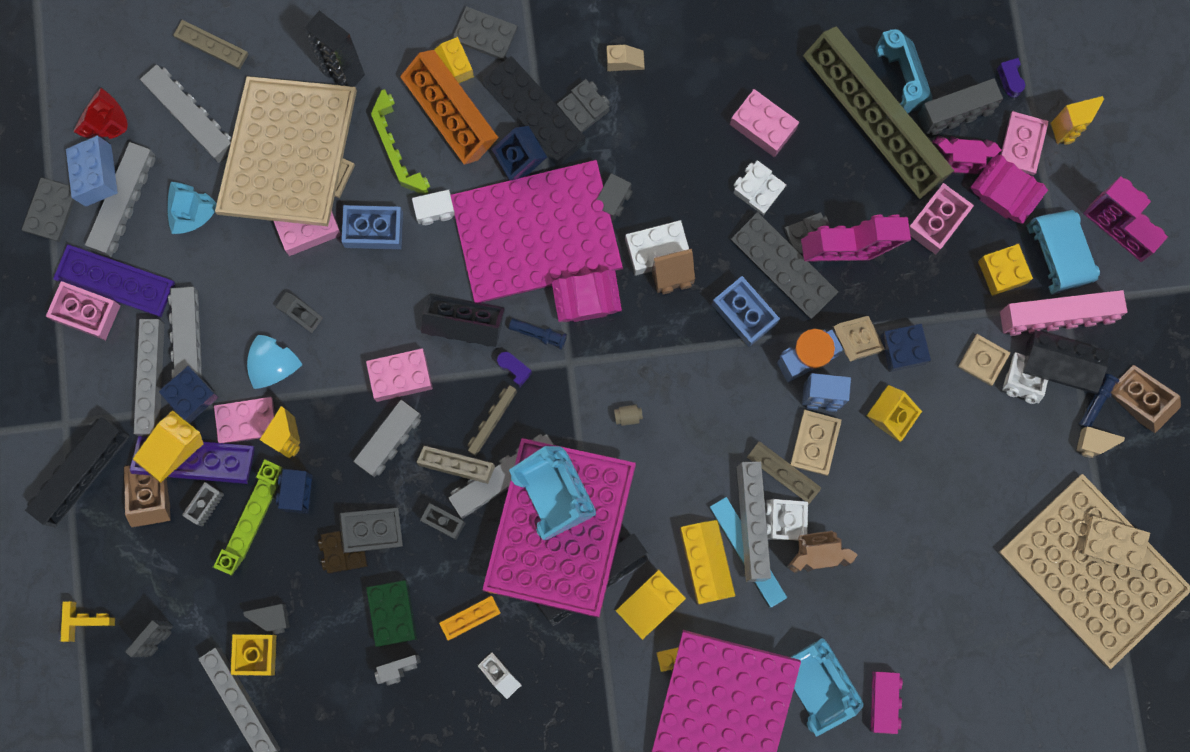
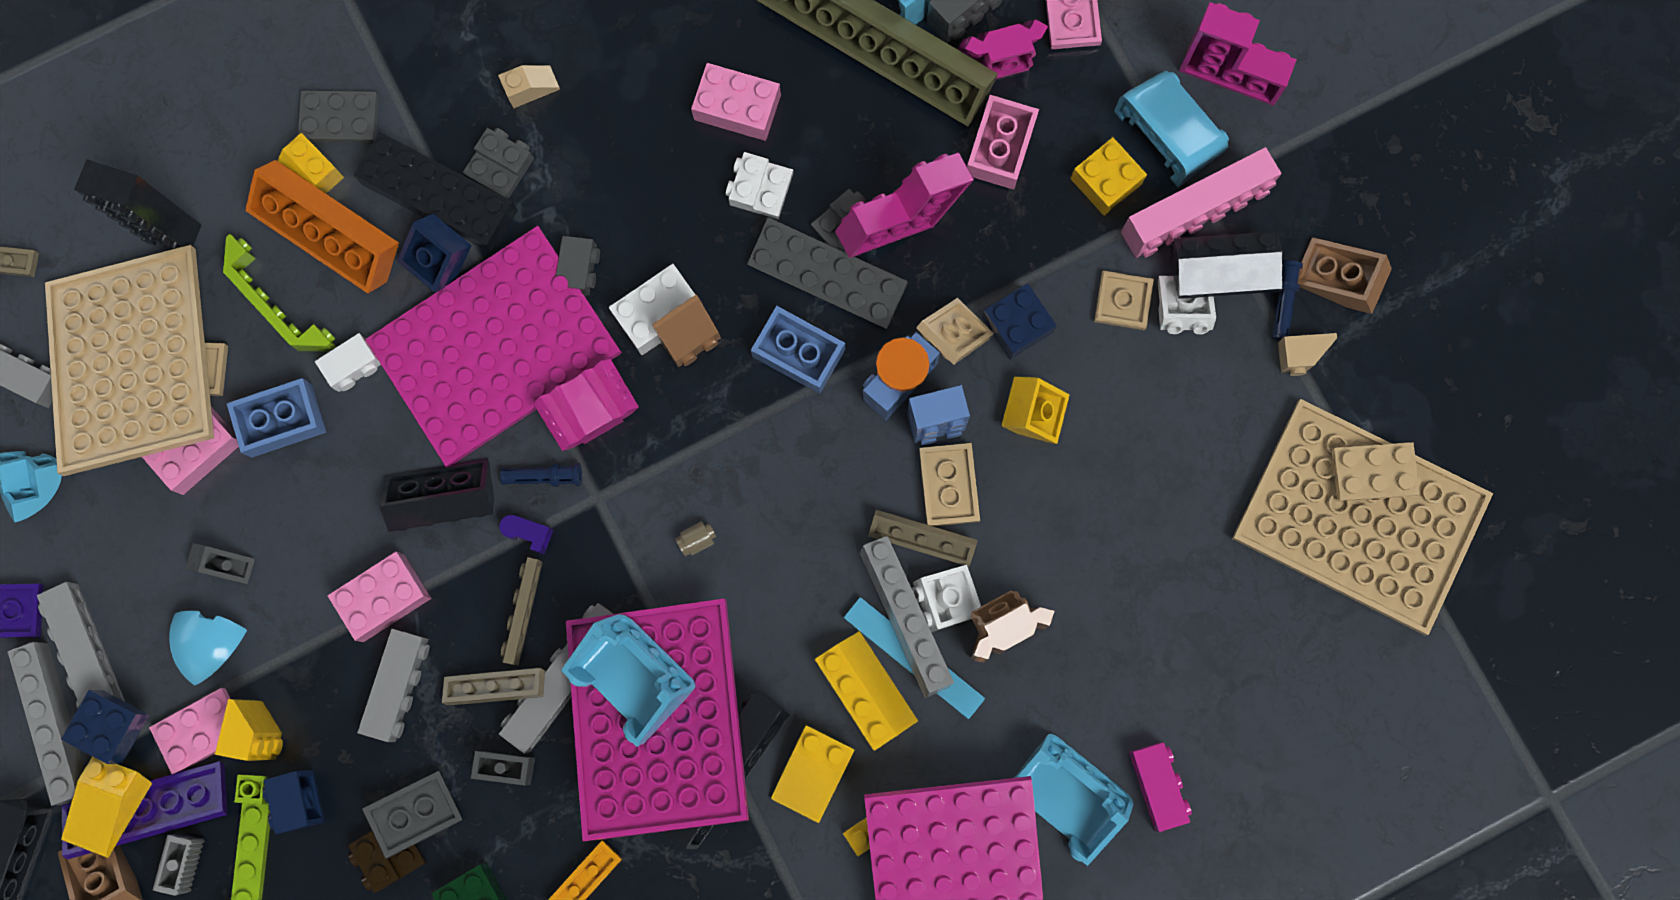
camera: 15 degrees left, 0 degrees up
(1008, 189) = (1075, 73): dark pink slope -> none

